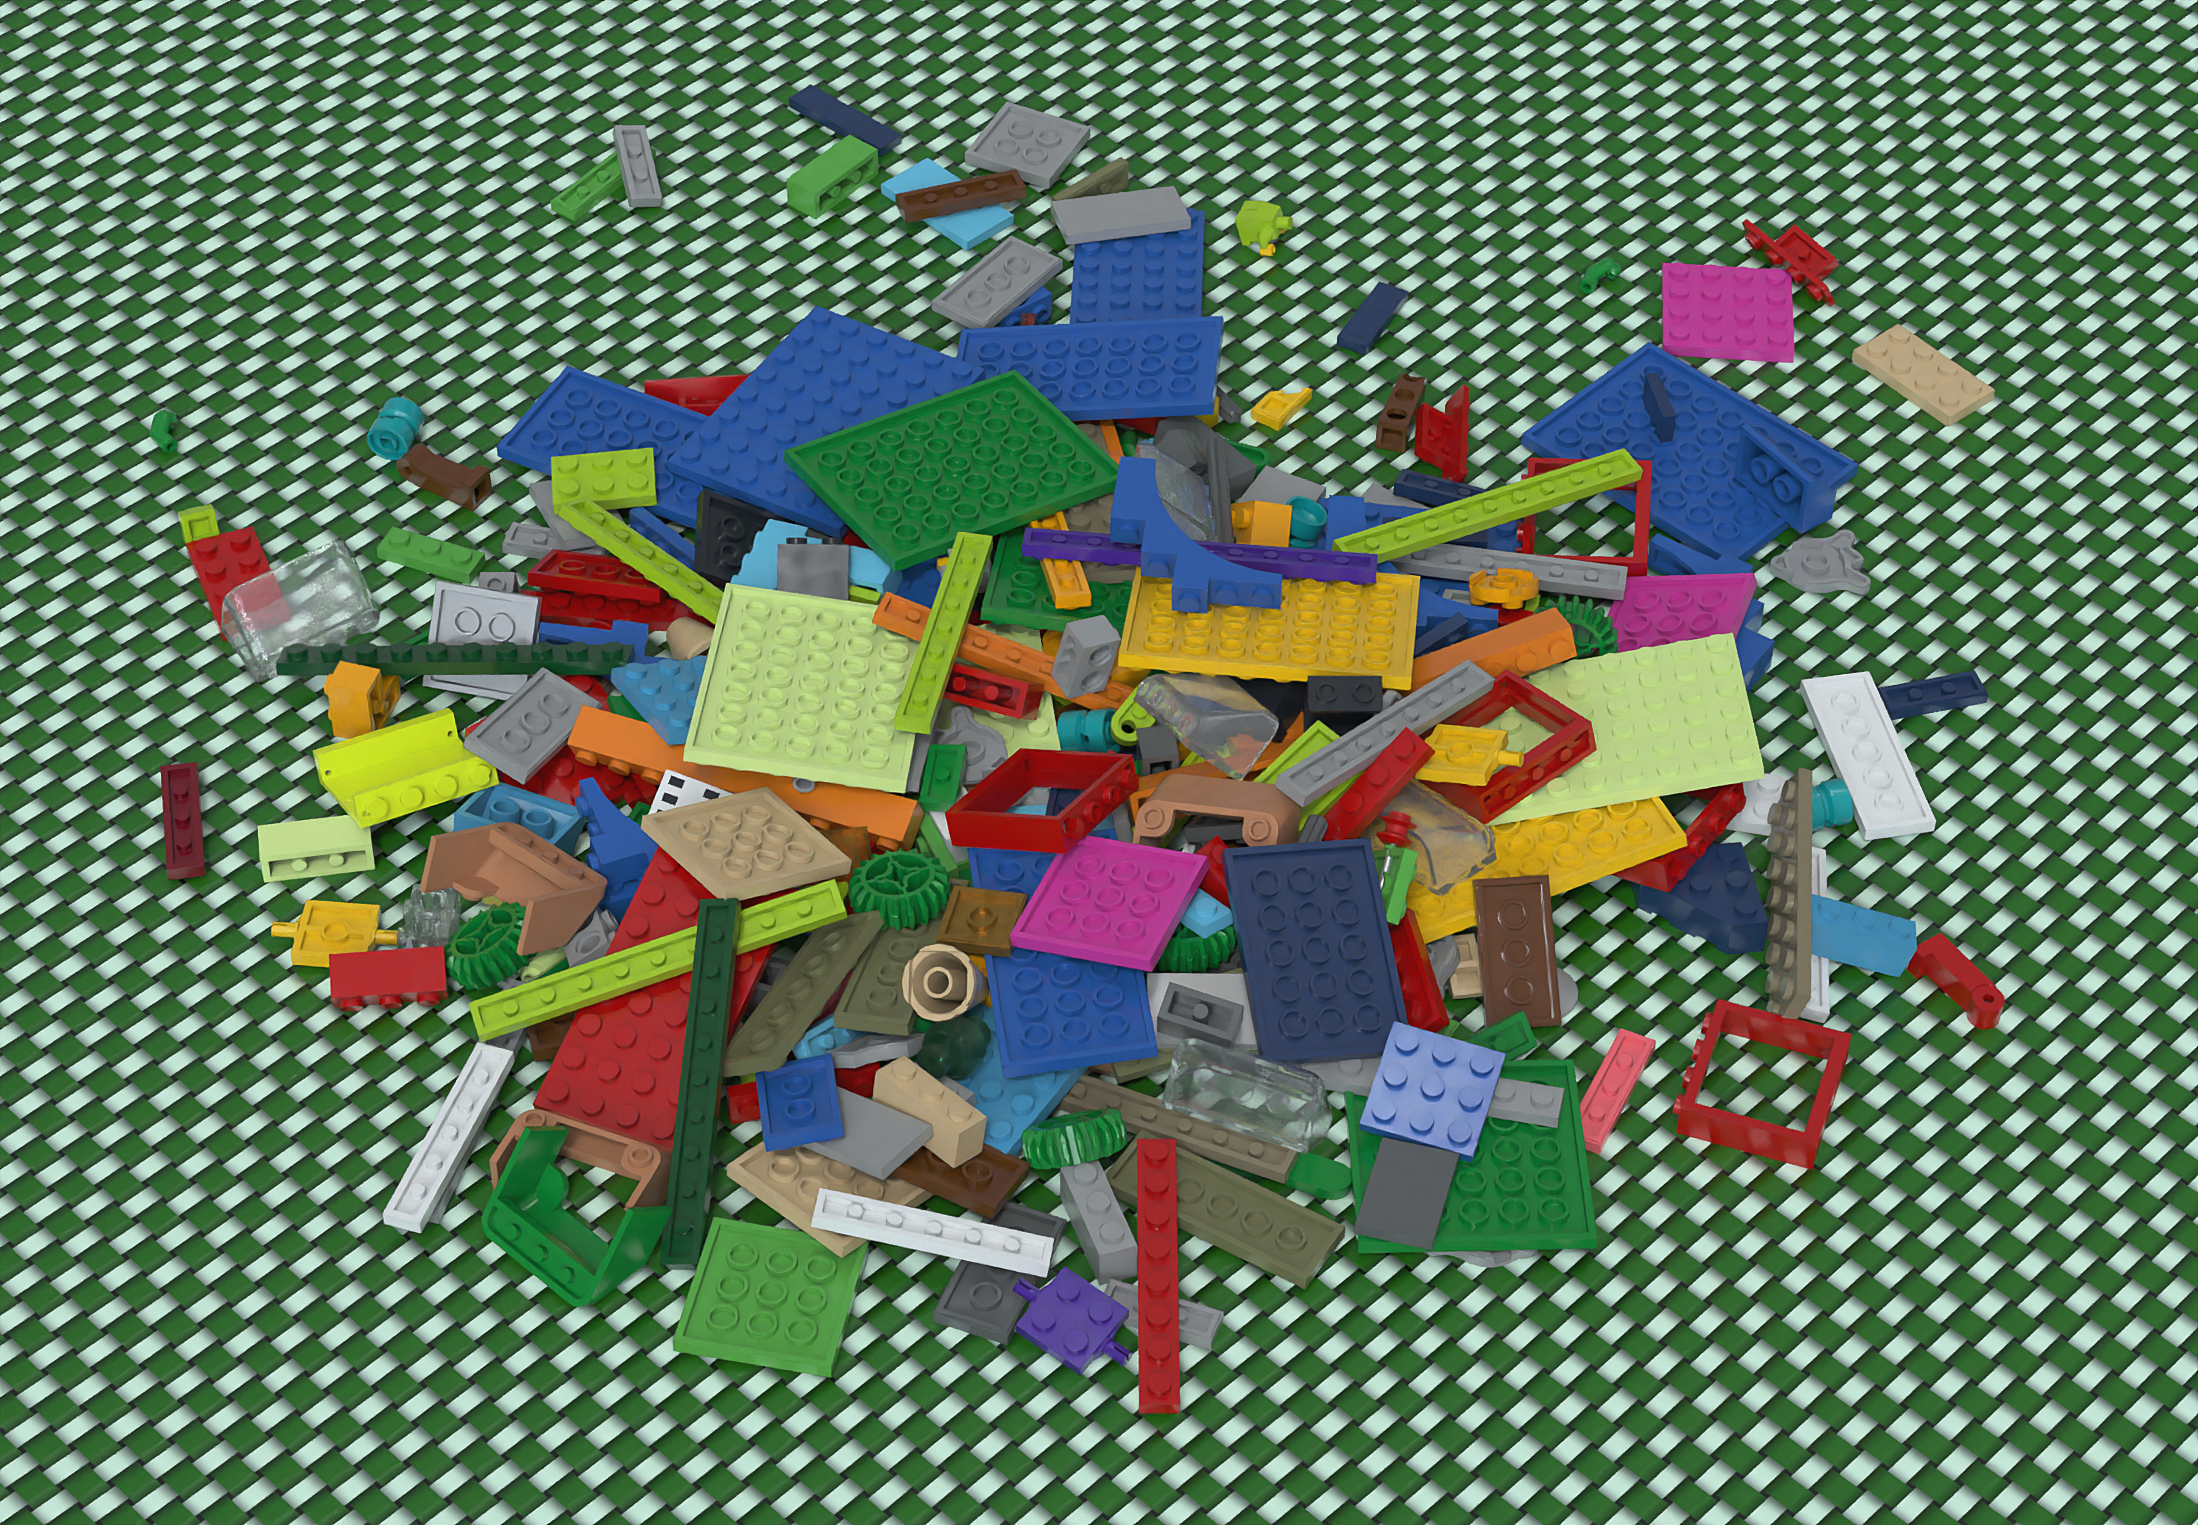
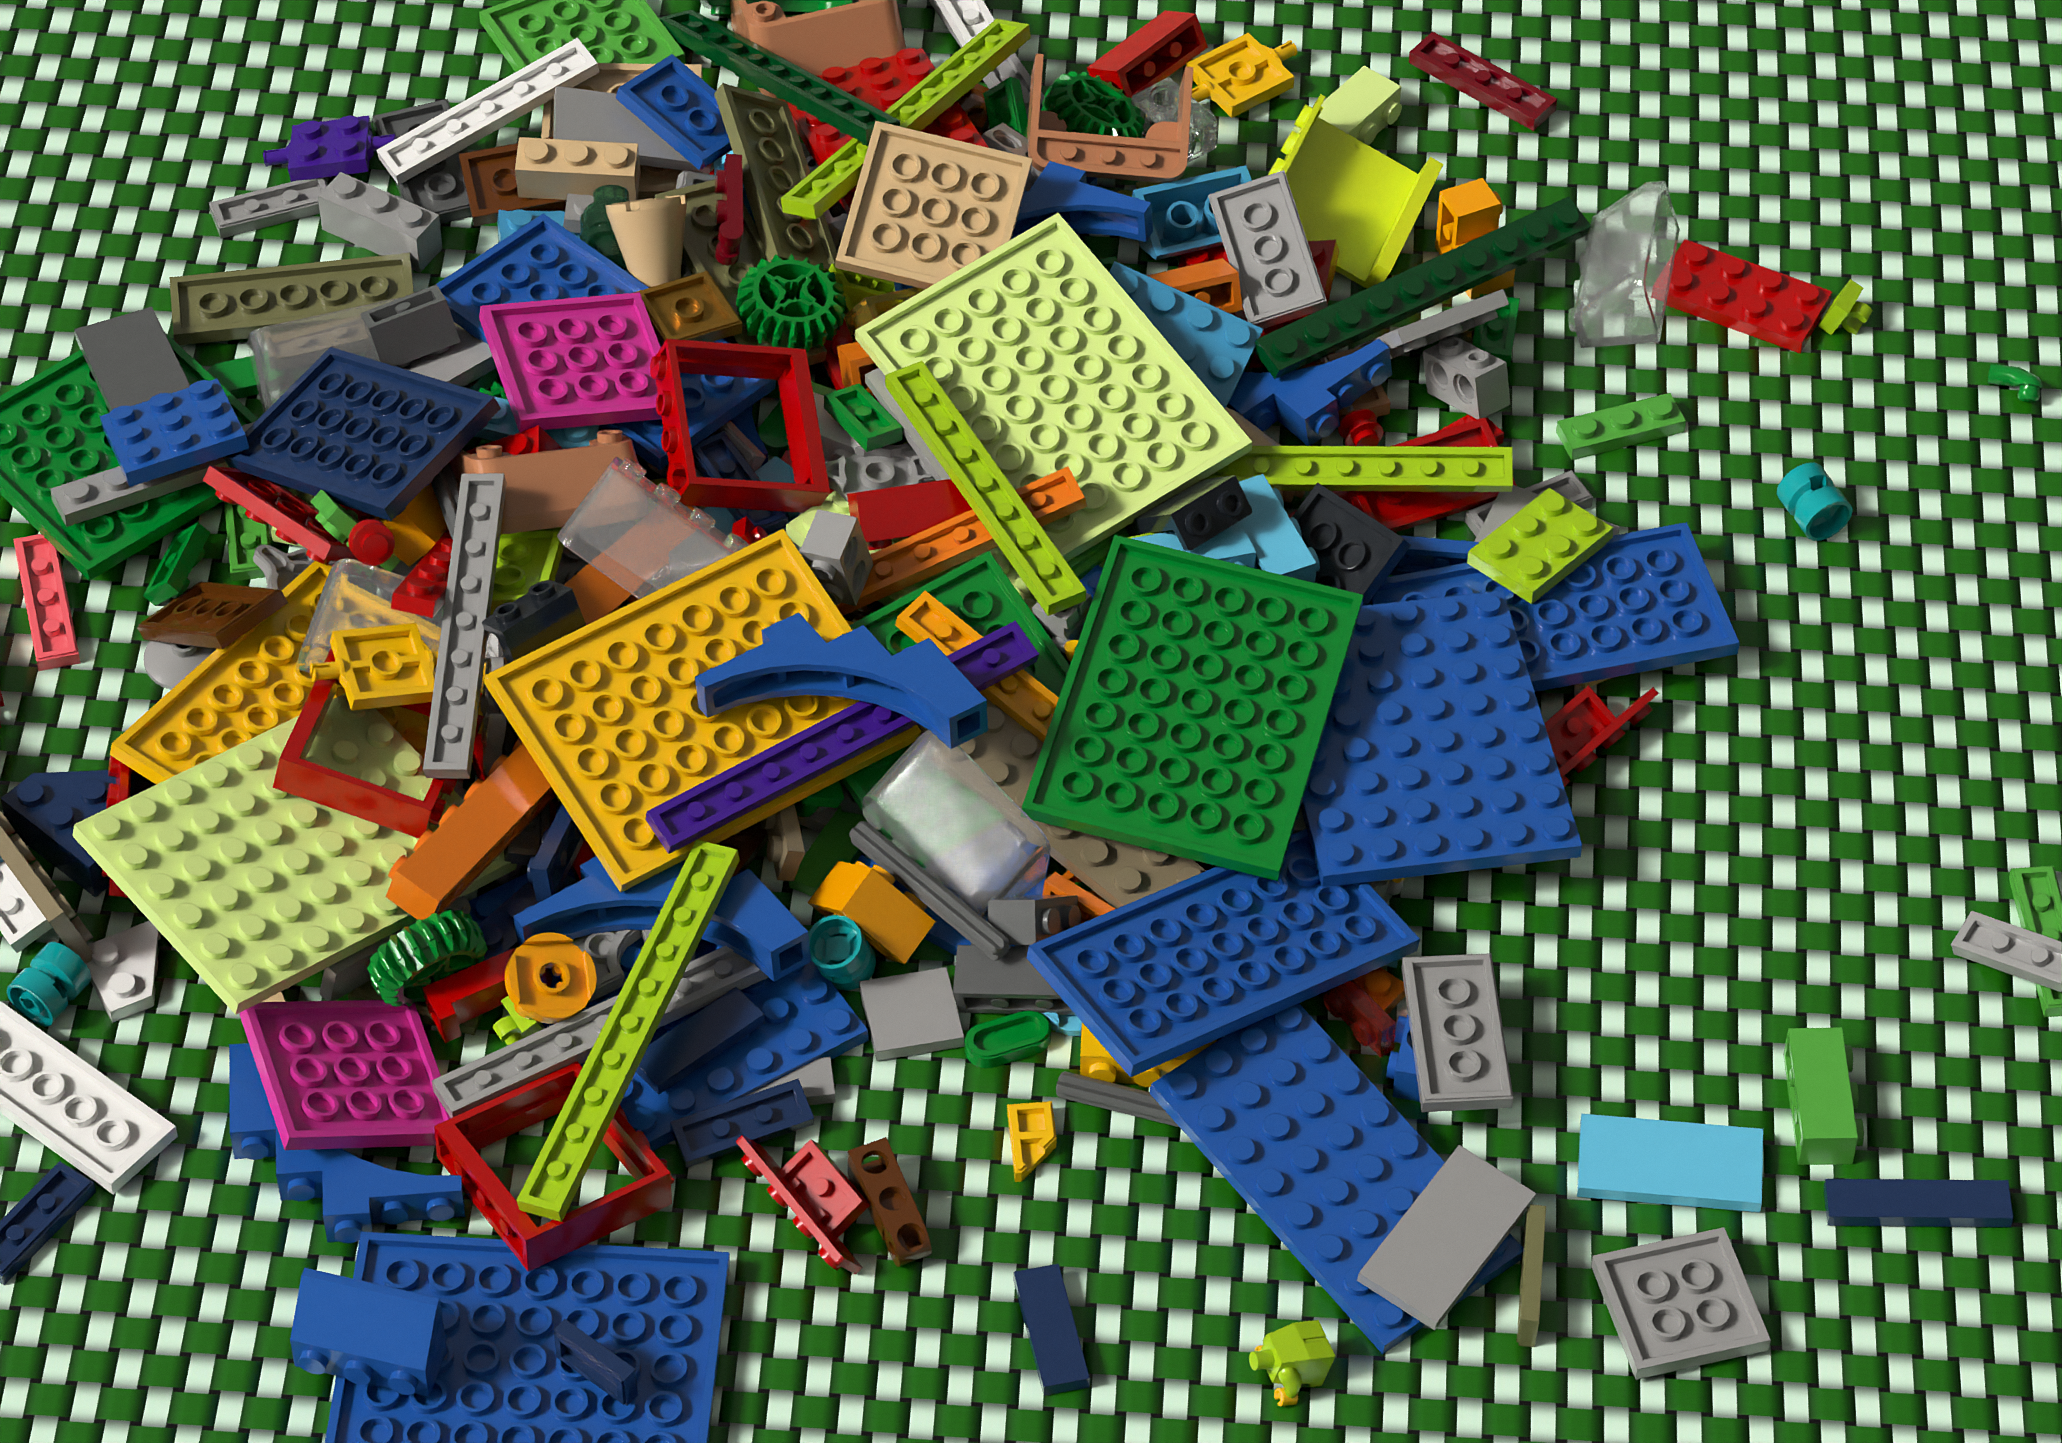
camera: 140 degrees right, 5 degrees up
(445, 477) = (1711, 496): reddish brown leg -> none
(869, 967) = (729, 209): none -> dark red plate
(960, 196) = (1647, 1149): reddish brown plate -> none
(1074, 1138) = (437, 250): green gear -> none
(1157, 1277) = (294, 211): red plate -> none
(1823, 565) = (259, 1322): light grey tile -> none

